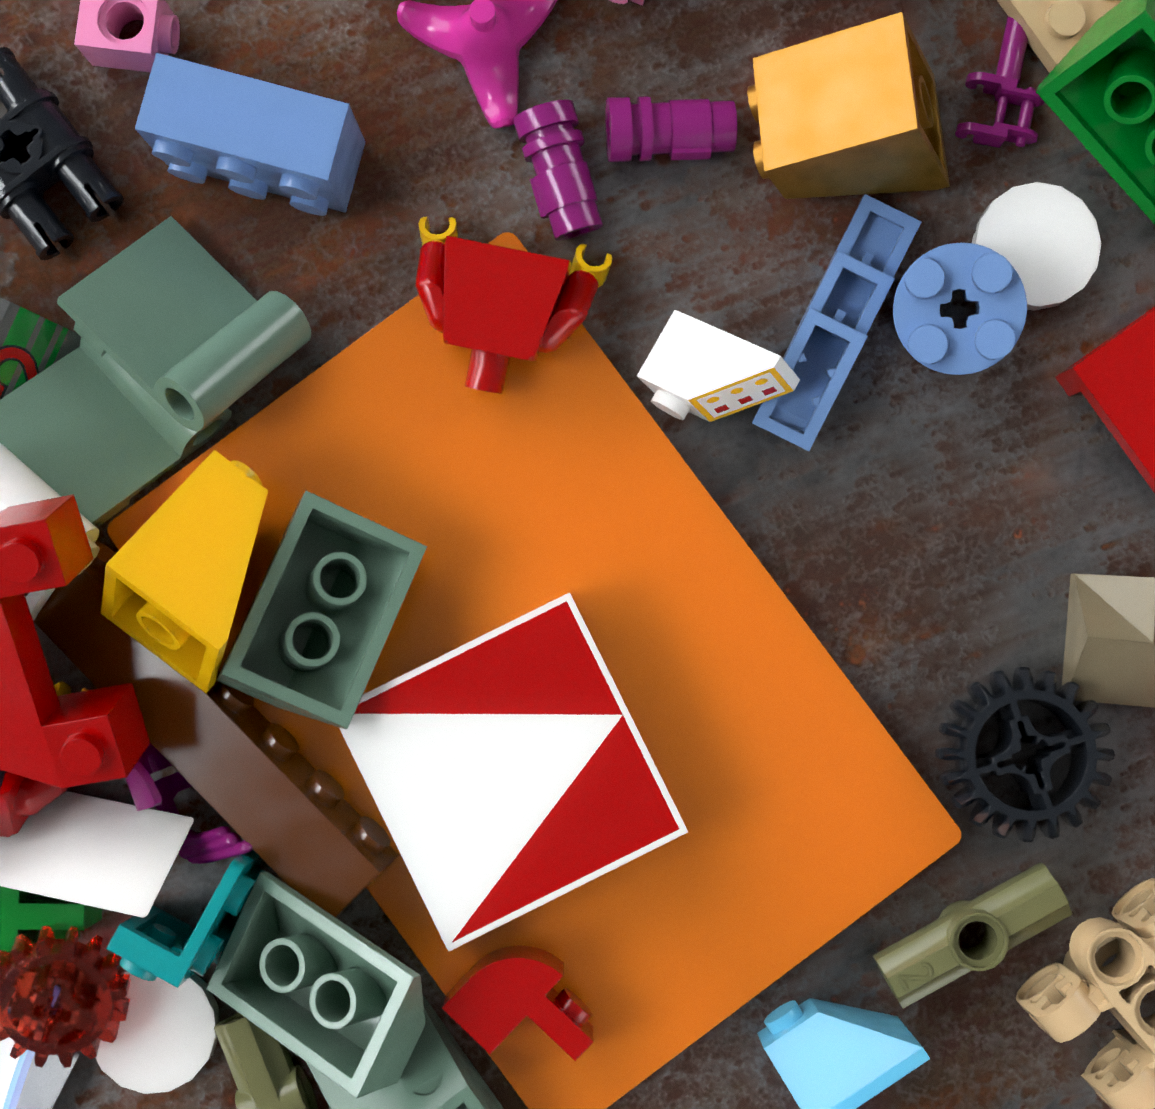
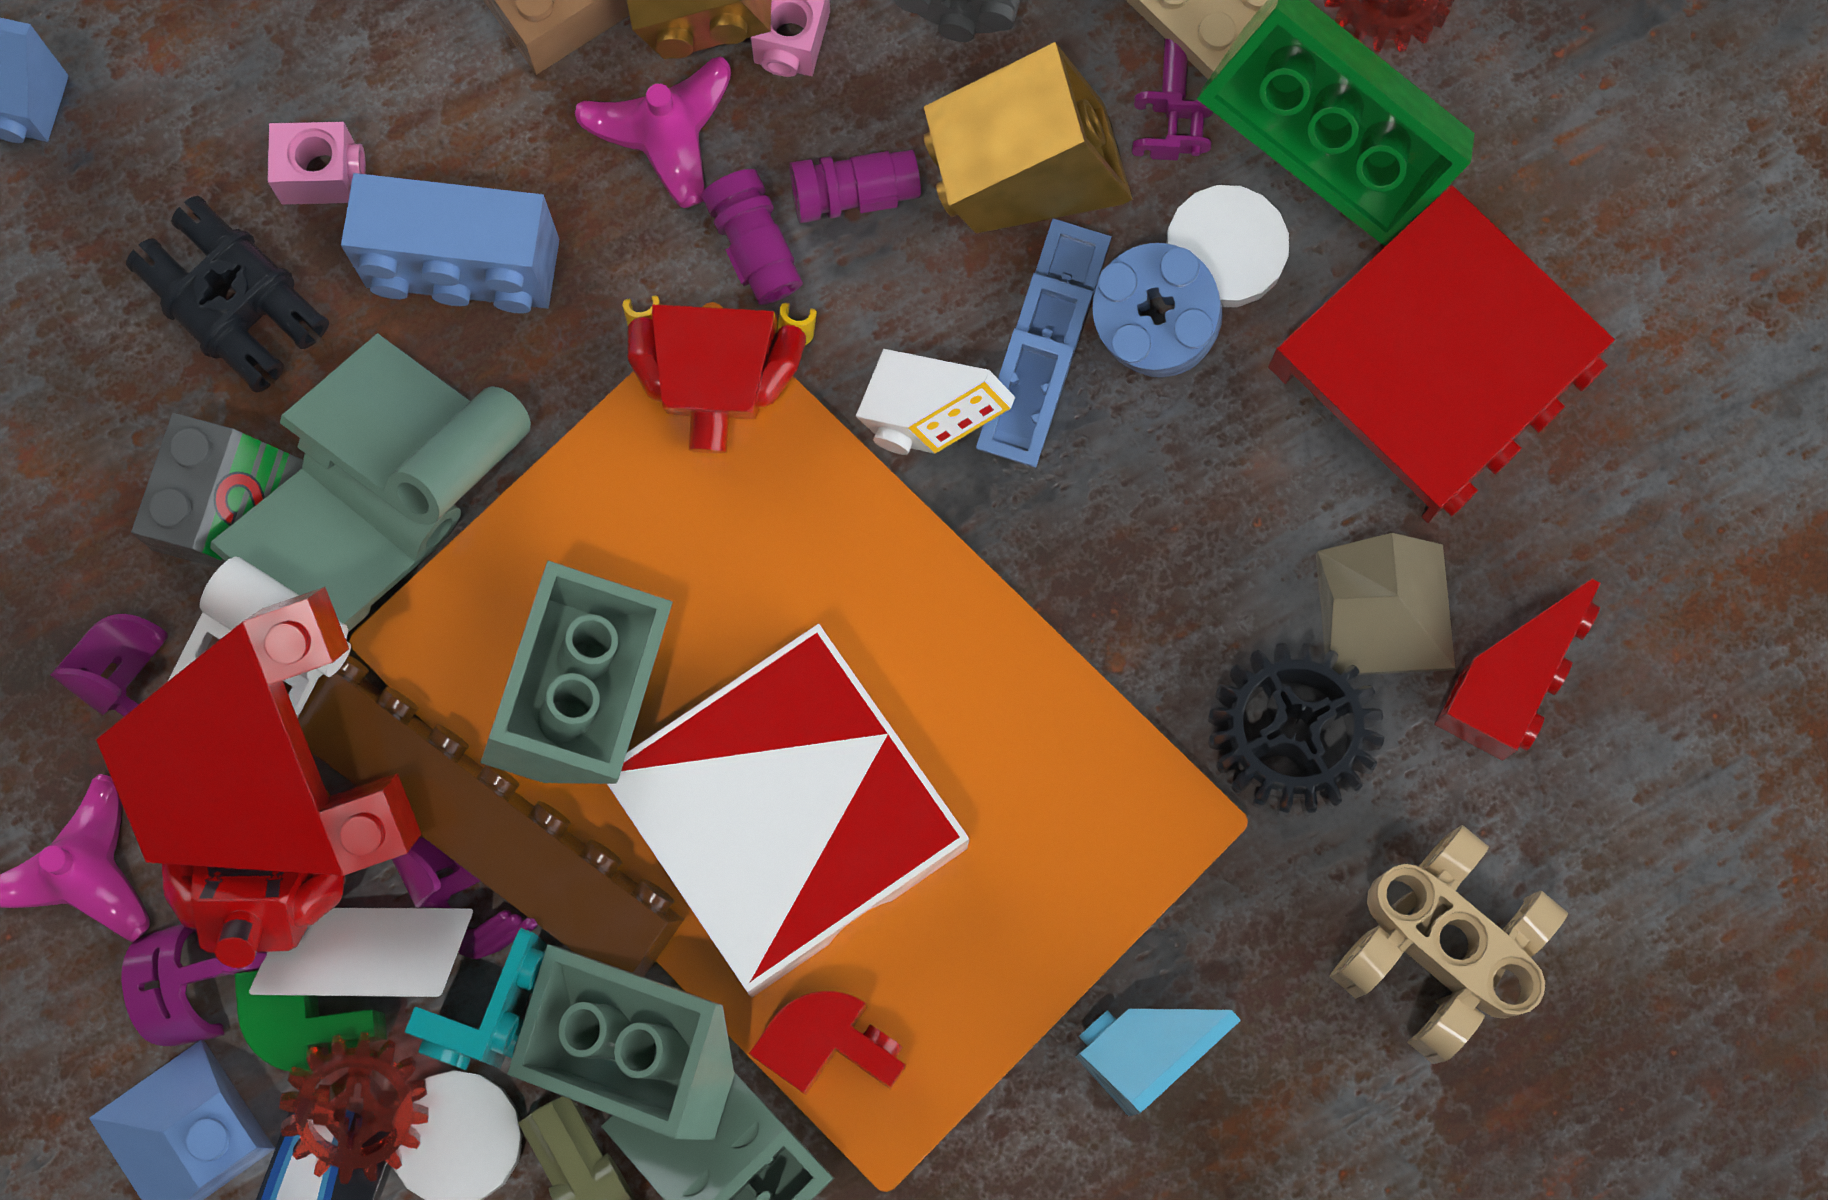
camera: 10 degrees left, 10 degrees down
(186, 568) = (438, 653): yellow slope -> none
(1010, 916) = (1306, 891): olive piece -> none

